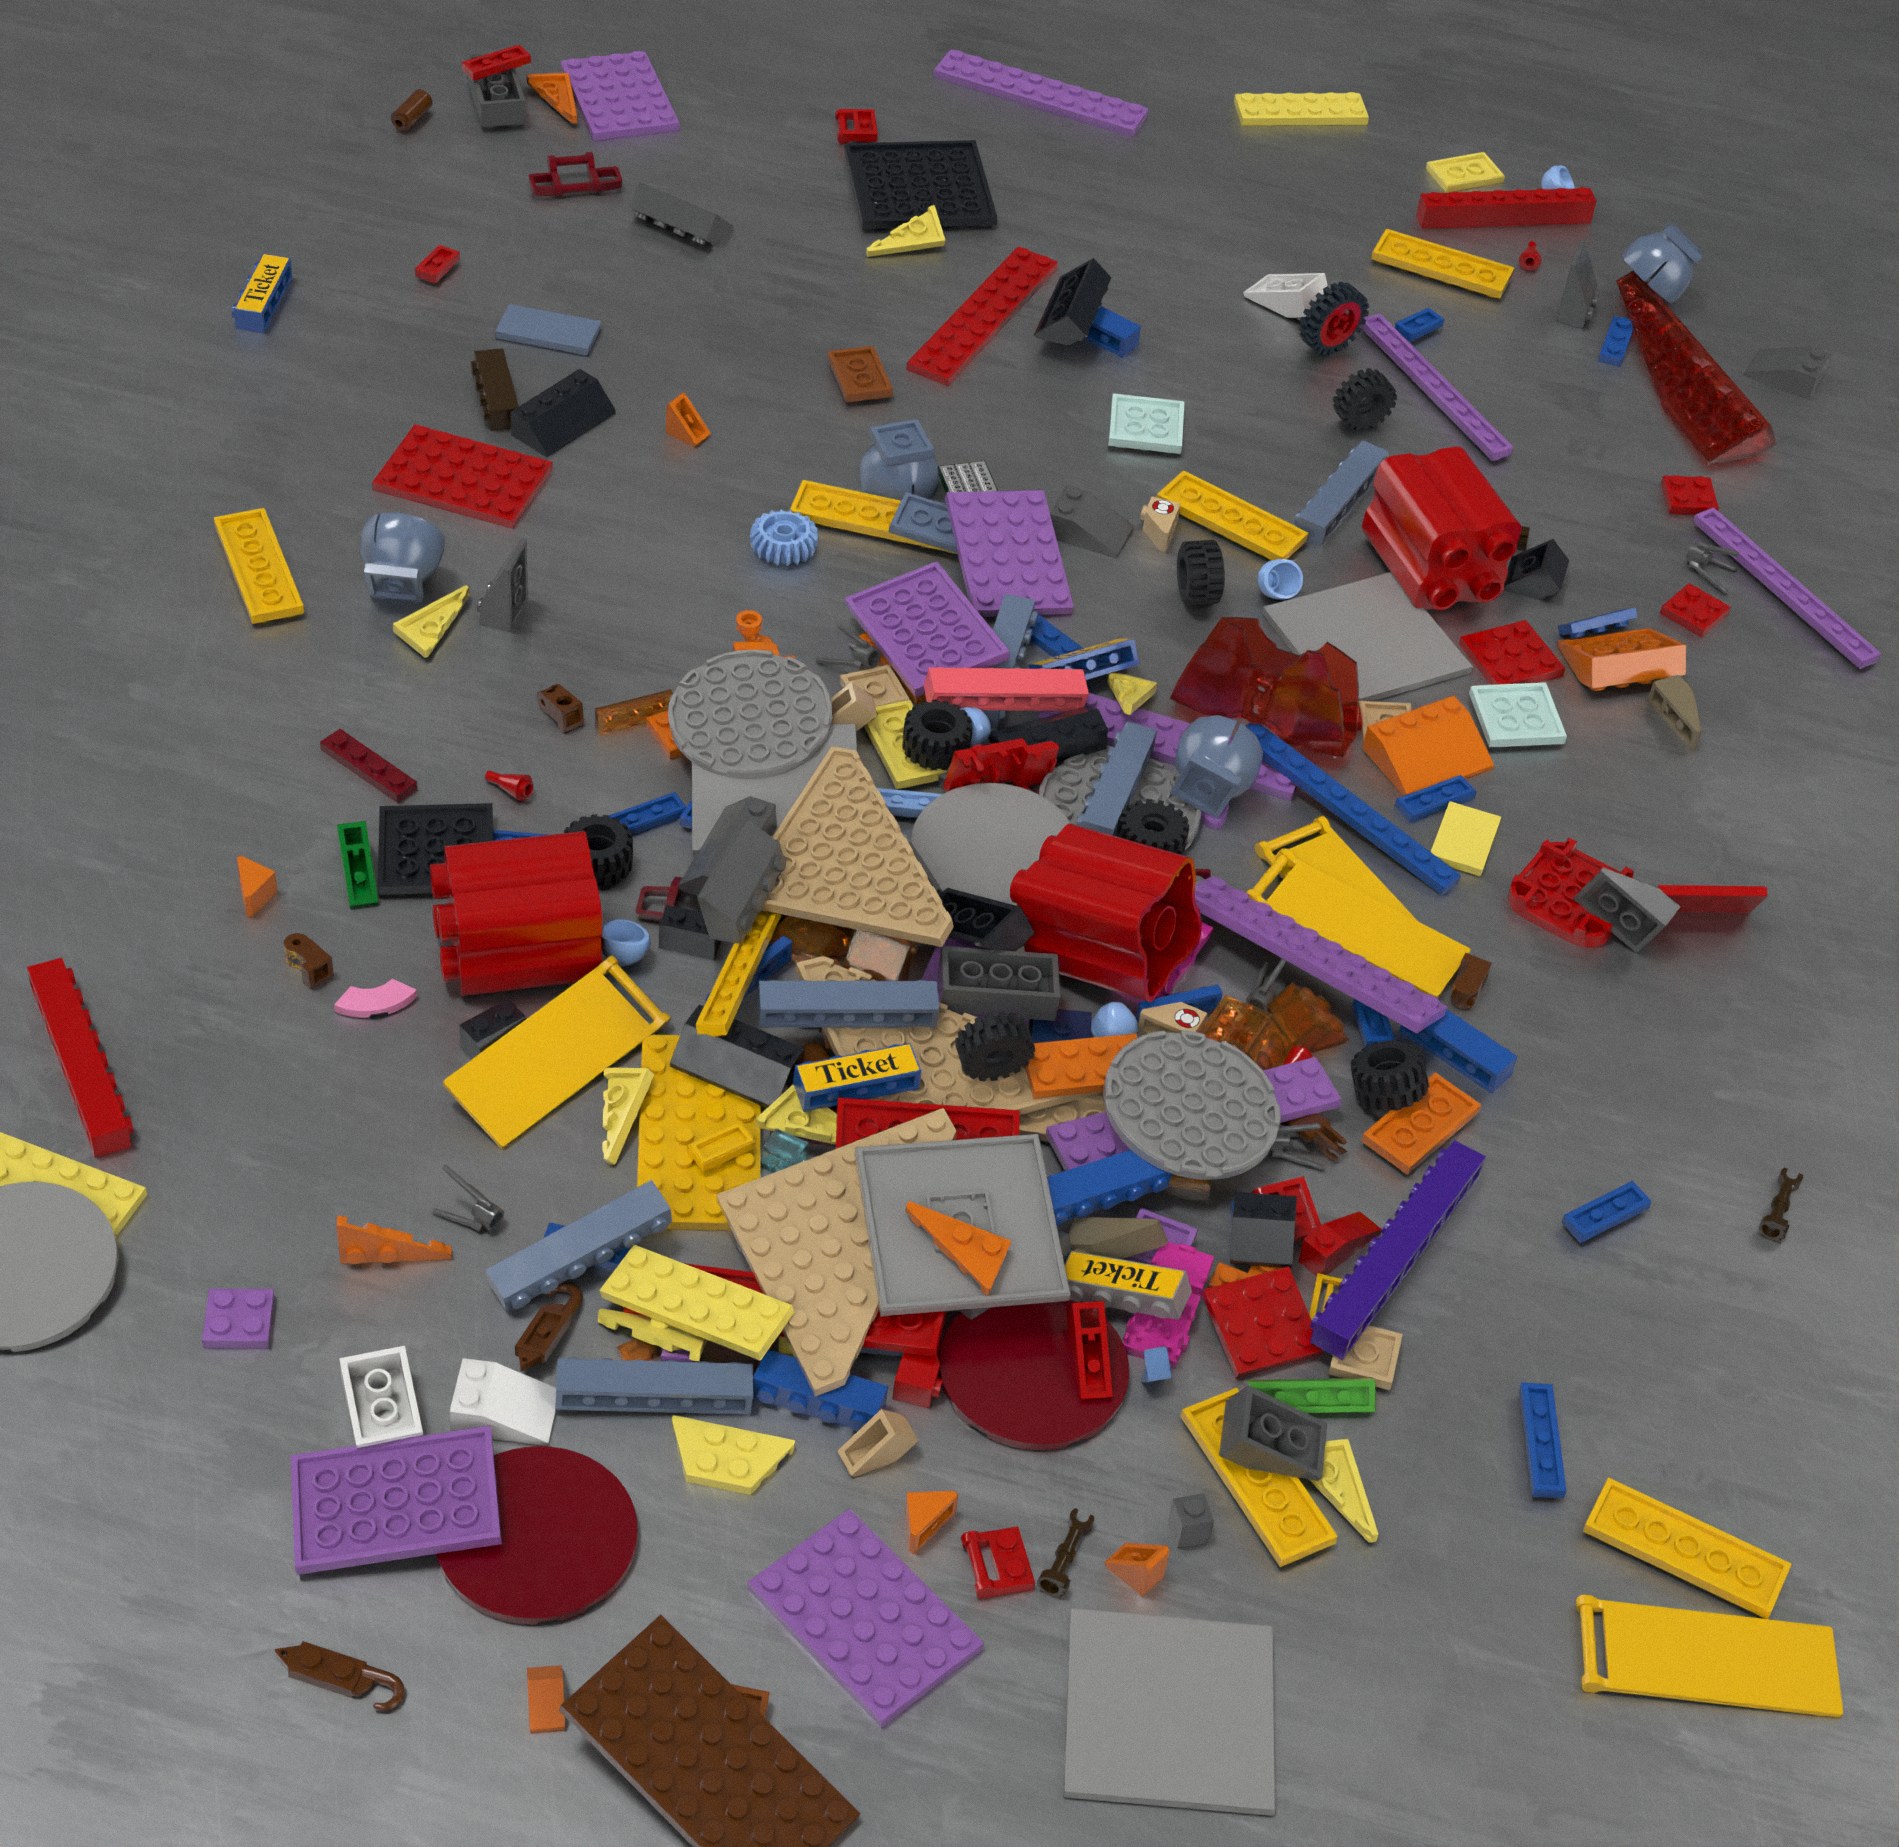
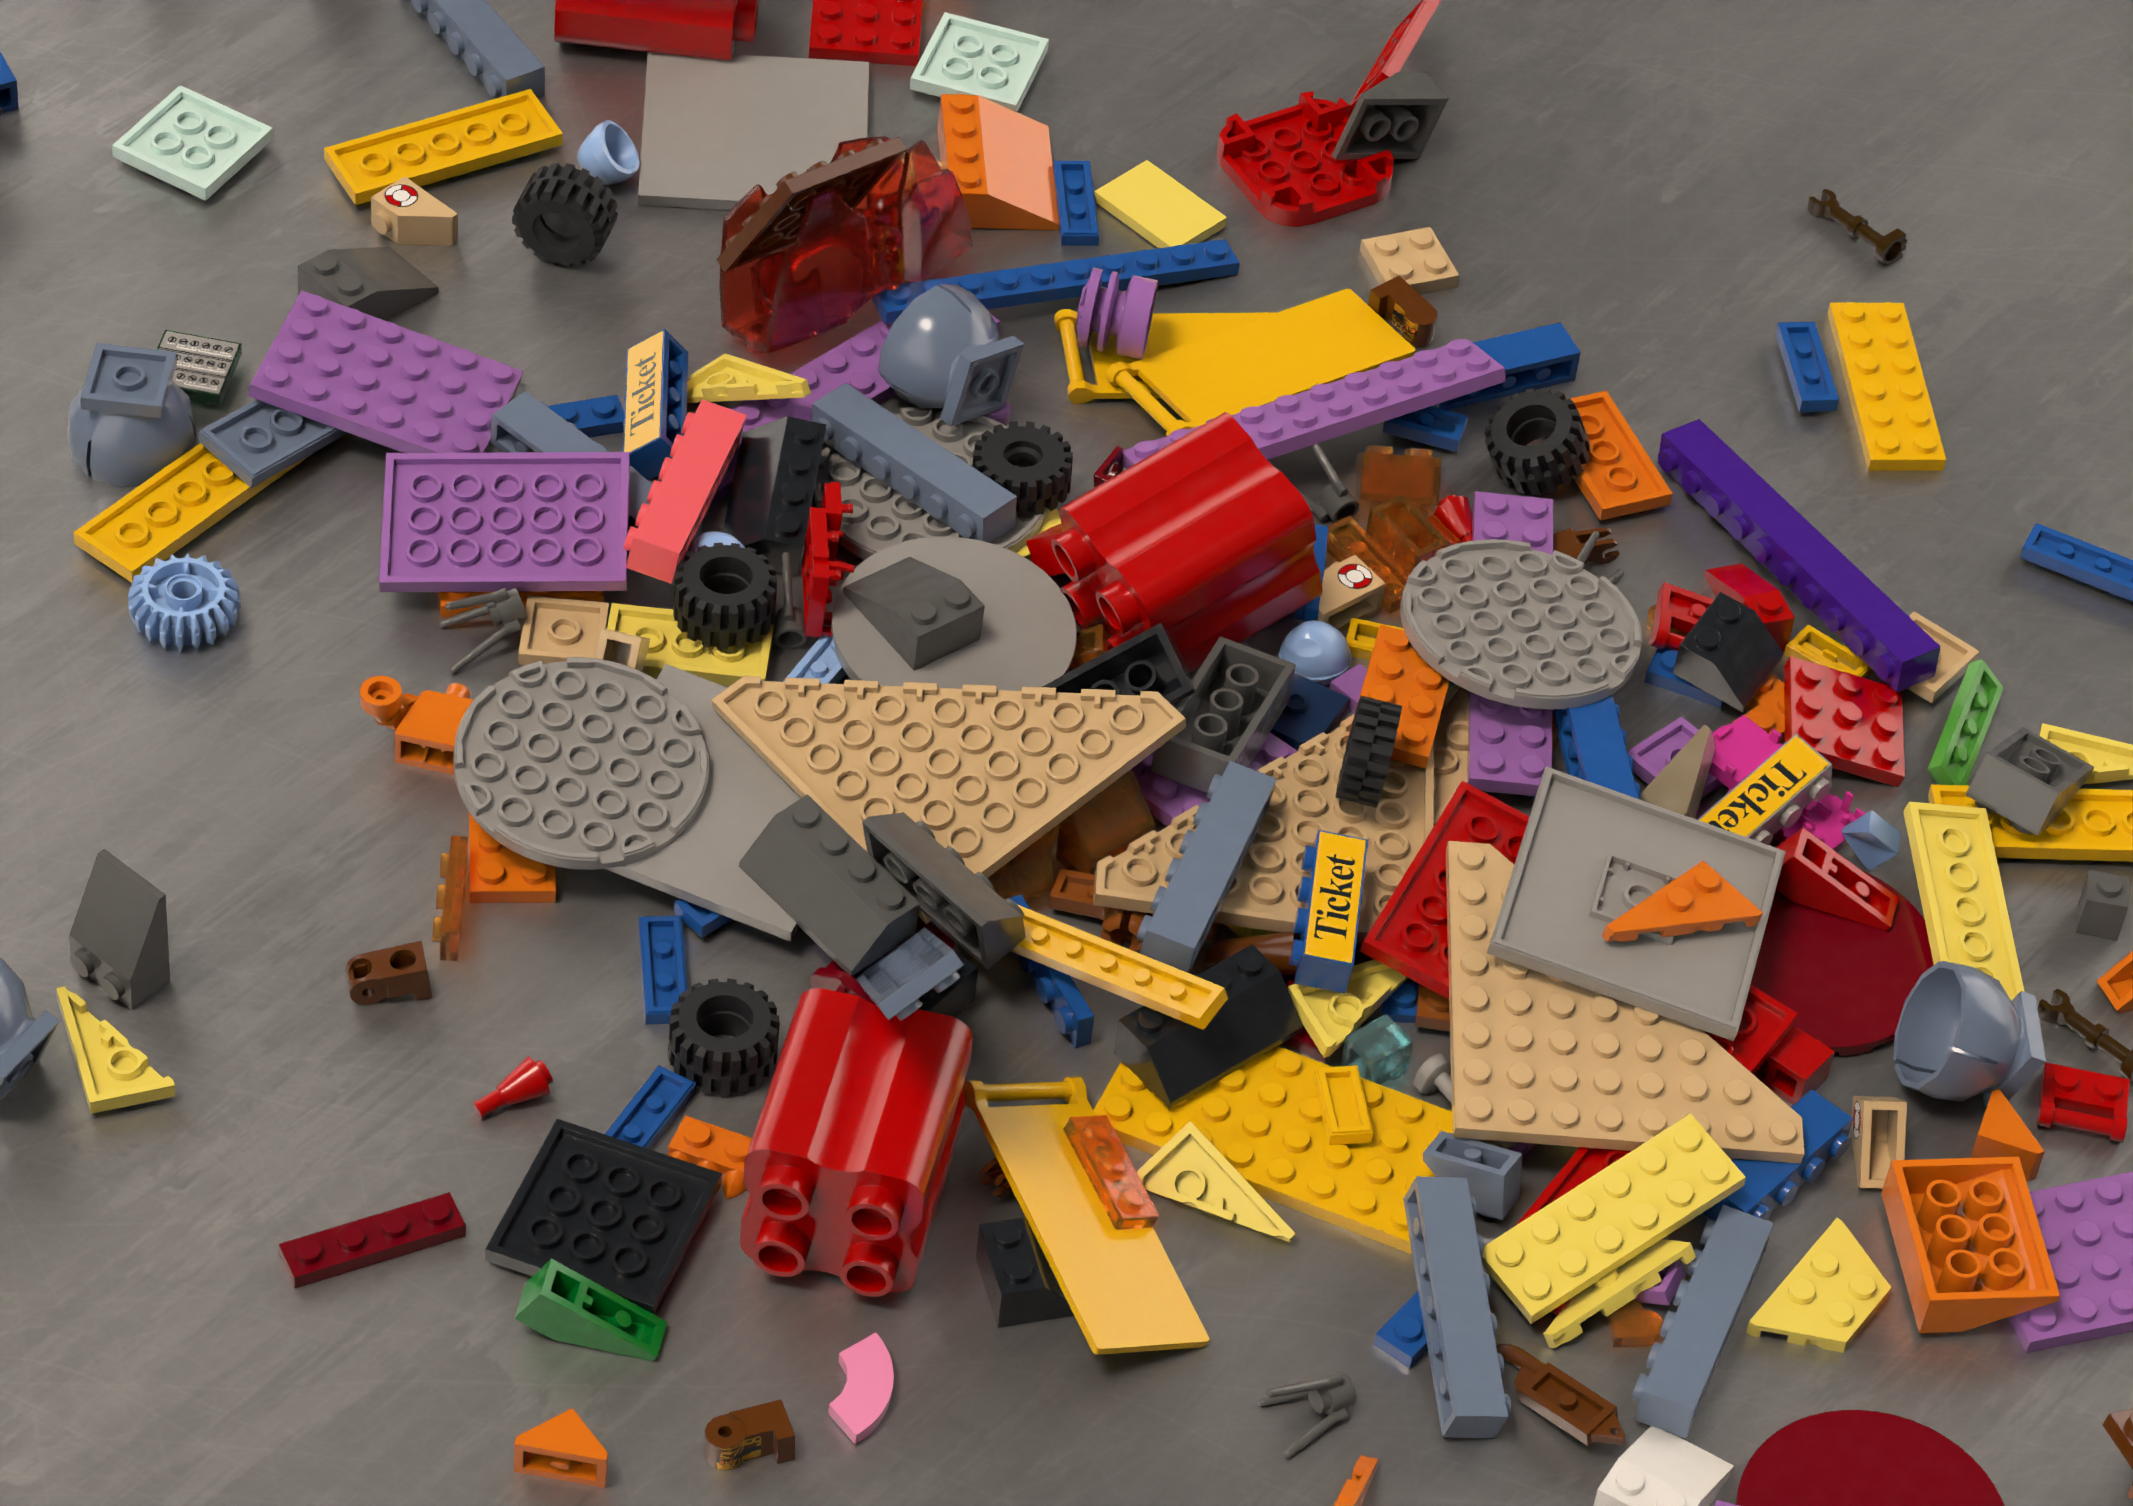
camera: 65 degrees left, 0 degrees up
(598, 1053) = (1111, 1172): none -> clear orange plate
(602, 857) = (910, 972): none -> sand blue plate
(703, 1230) = (1490, 1171): none -> sand blue slope
(804, 1509) = (1967, 1241): none -> orange slope
(984, 818) = (918, 610): none -> dark grey slope
(984, 1457) = (1966, 1036): none -> sand blue plate
(1118, 1435) = (1962, 890): none -> light yellow plate
(1268, 642) = (782, 212): none -> reddish brown plate
(1323, 831) = (1117, 313): none -> medium lavender wheel
(1525, 974) = (1412, 256): none -> tan plate
(1630, 1265) = (1886, 387): none -> yellow plate

